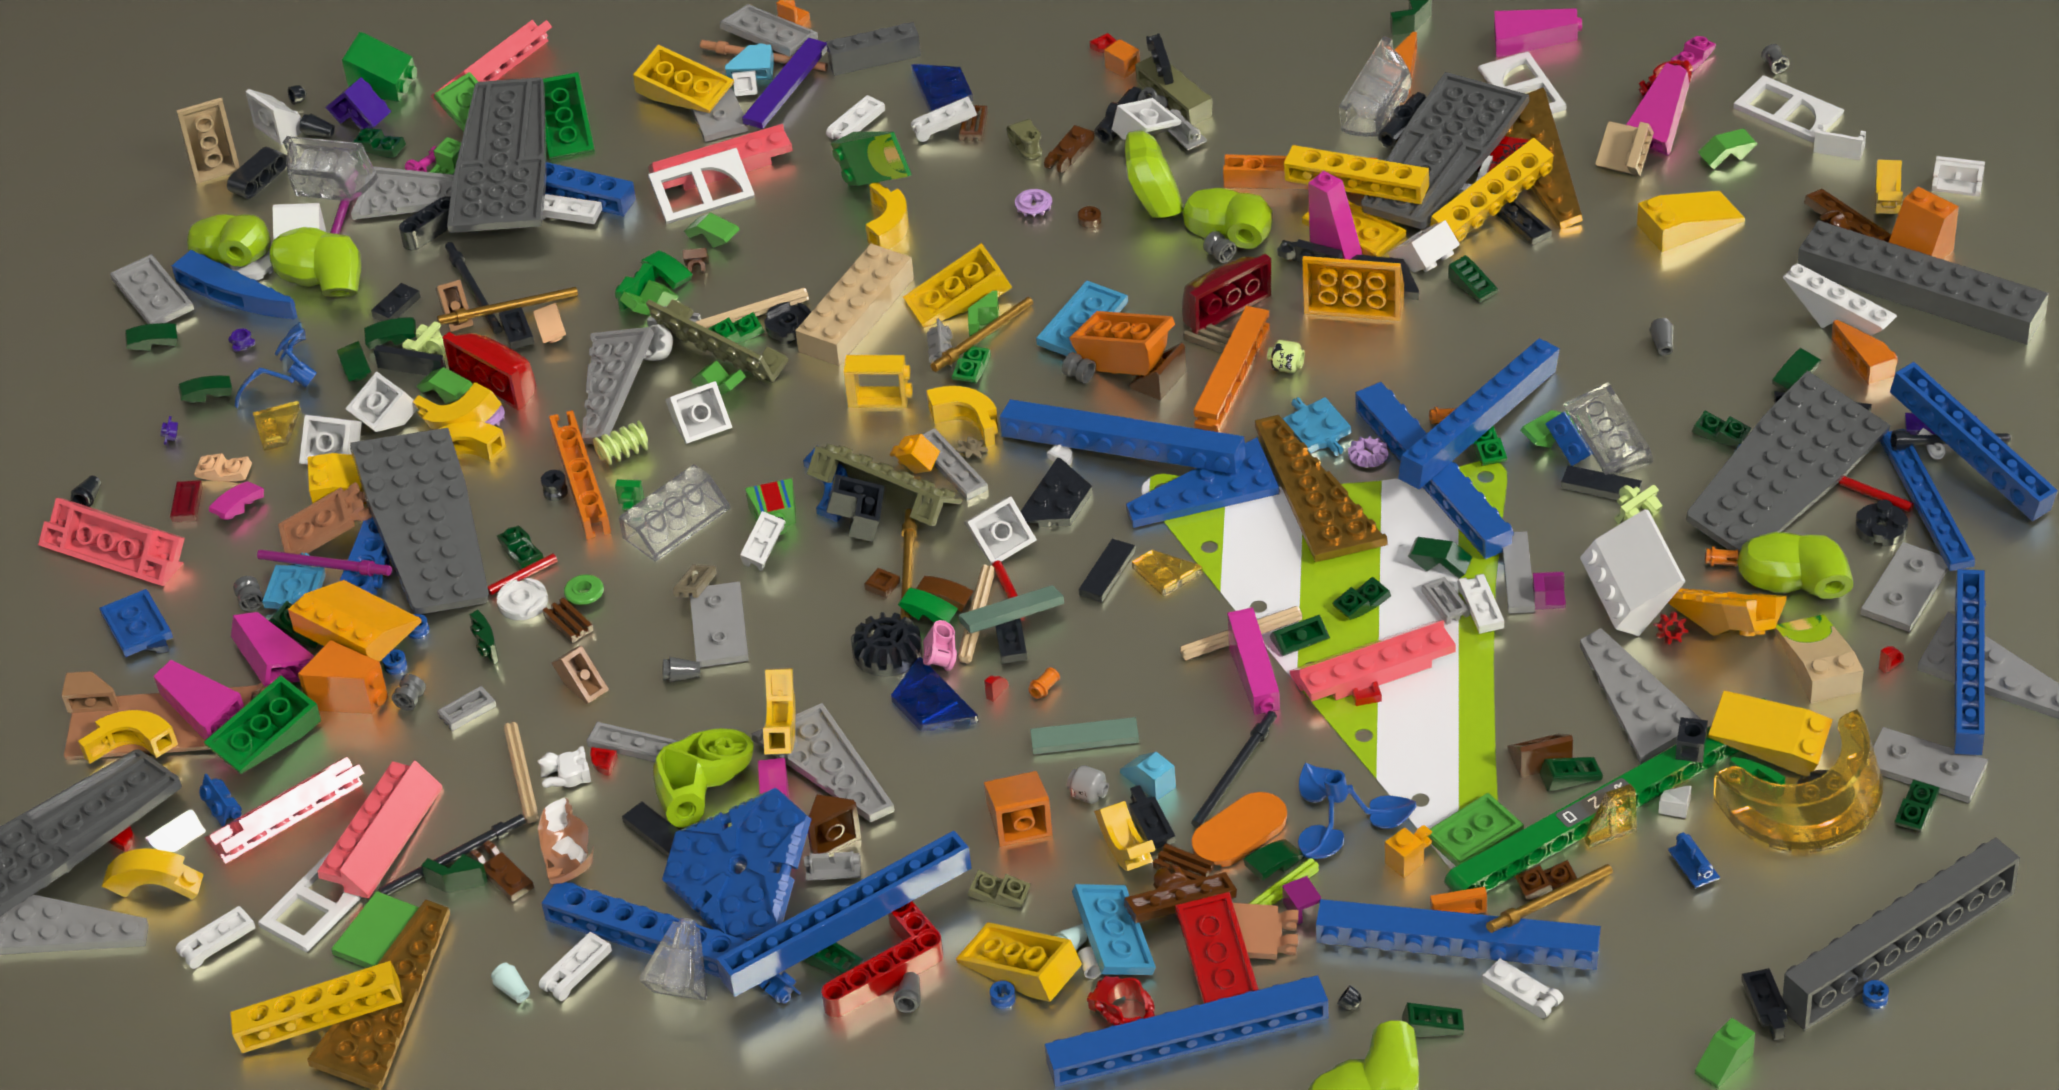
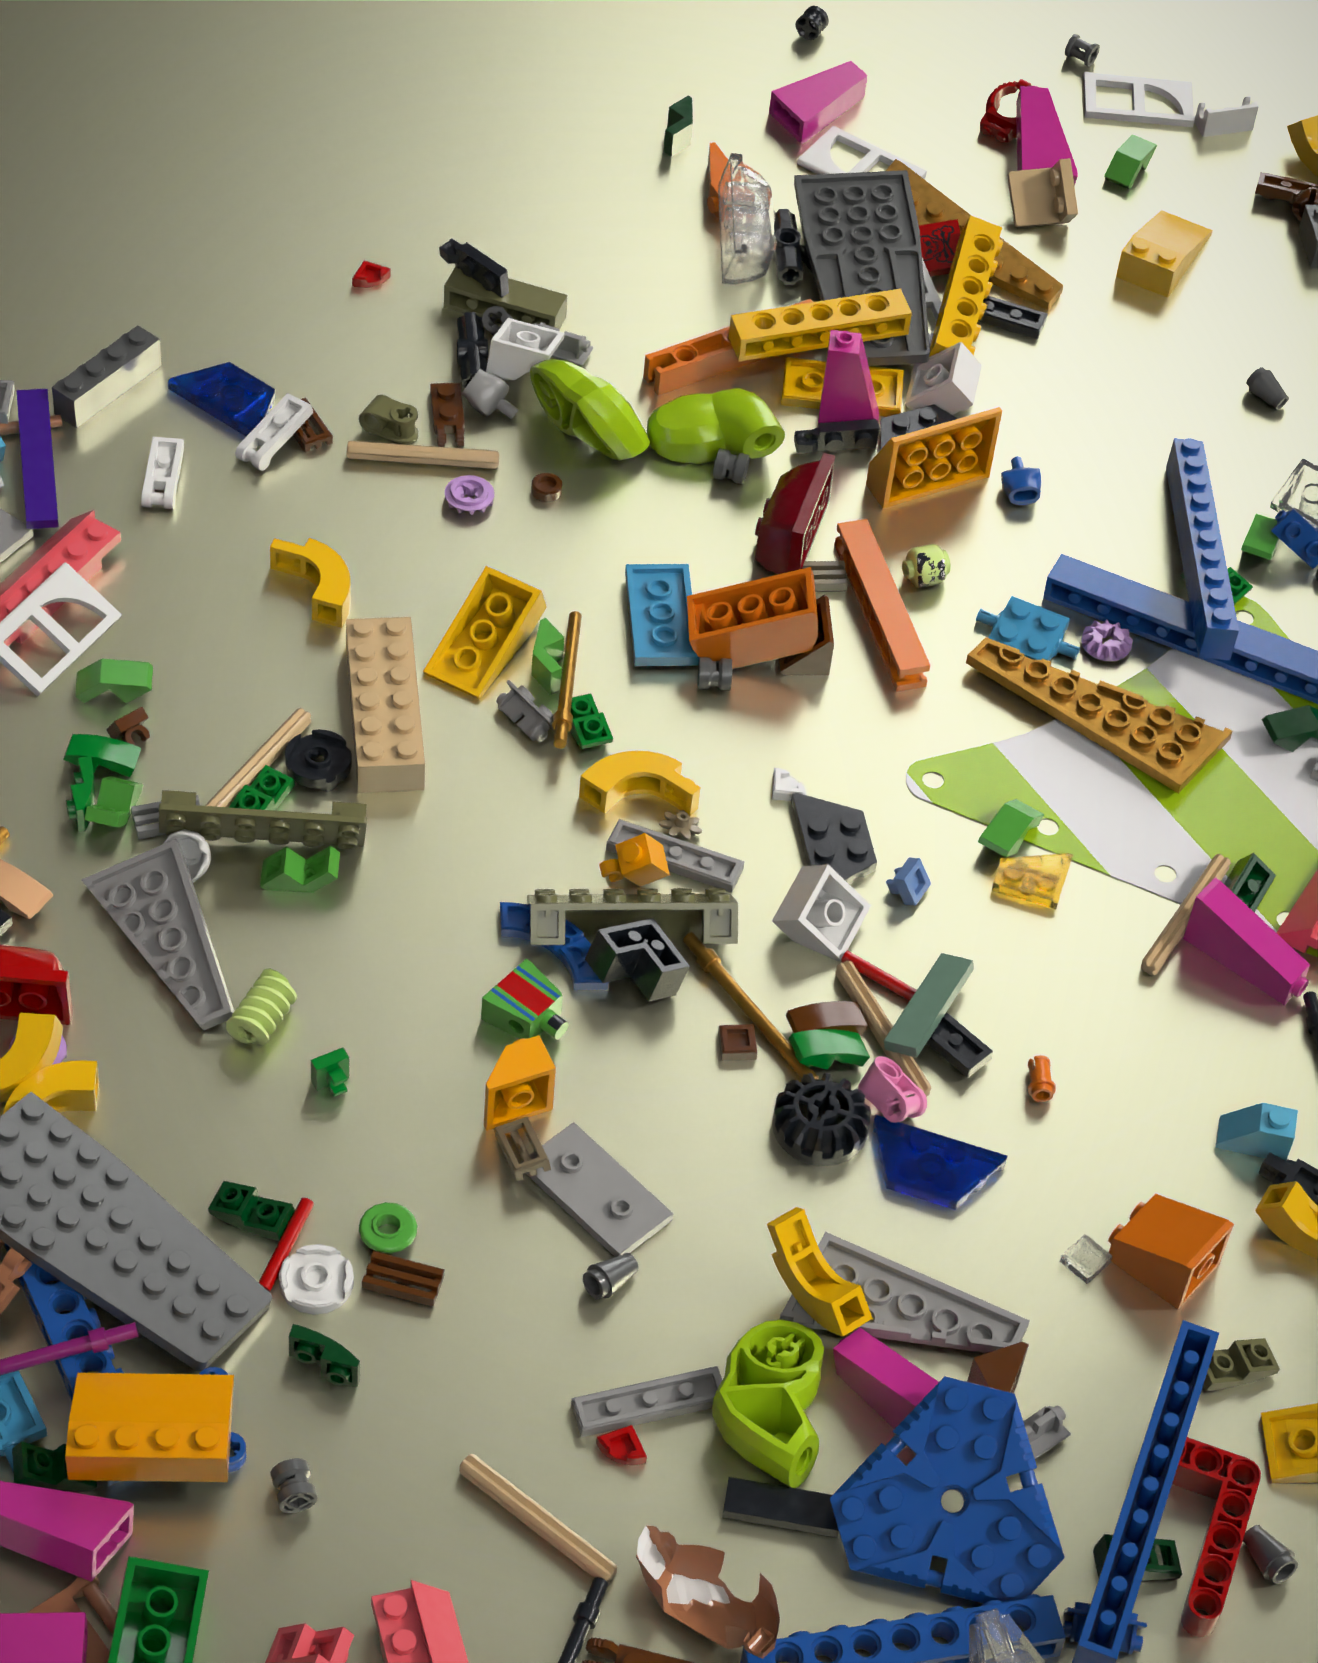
camera: 45 degrees left, 5 degrees up
(343, 681) = (209, 1513): orange slope -> none
(469, 710) = (373, 1494): light grey tile -> none
(554, 485) = (215, 1112): black wheel -> none
(570, 766) = (597, 1481): white animal -> none
(579, 475) = (262, 1087): orange piece -> none
(580, 674) = (494, 1345): medium nougat slope -> none
(673, 513) = (412, 1072): clear slope -> none
(699, 412) = (319, 923): white slope -> none
(717, 541) = (520, 1083): none -> light orange slope
(761, 540) = (569, 1050): white hinge -> none
(870, 157) = (259, 510): green slope -> none
(877, 396) = (496, 813): yellow window -> none
(969, 792) = (1086, 1258): none -> clear tile
(995, 687) = (993, 1111): red tile -> none
(1028, 168) = (423, 454): none -> tan axle
(1078, 537) = (910, 881): none -> medium blue tile
(1084, 735) = (1141, 1122): sand green tile -> none
(1087, 784) = (1208, 1180): light grey head -> none
(1101, 143) = (487, 394): none -> light grey piece
(1107, 570) = (972, 906): black tile -> none
(1121, 58) = (412, 284): orange panel -> none
(1123, 436) = (850, 736): blue brick -> none
(1170, 533) = (1010, 827): none -> bright green slope
(1206, 490) = (989, 750): blue wing -> none
(1361, 601) = (1267, 813): dark green slope -> none
(1412, 331) = (1021, 483): none -> blue piece
(1437, 415) = (1141, 568): orange pin -> none
(1465, 266) = (1015, 397): dark green slope -> none
(1696, 51) = (995, 70): dark pink slope -> none

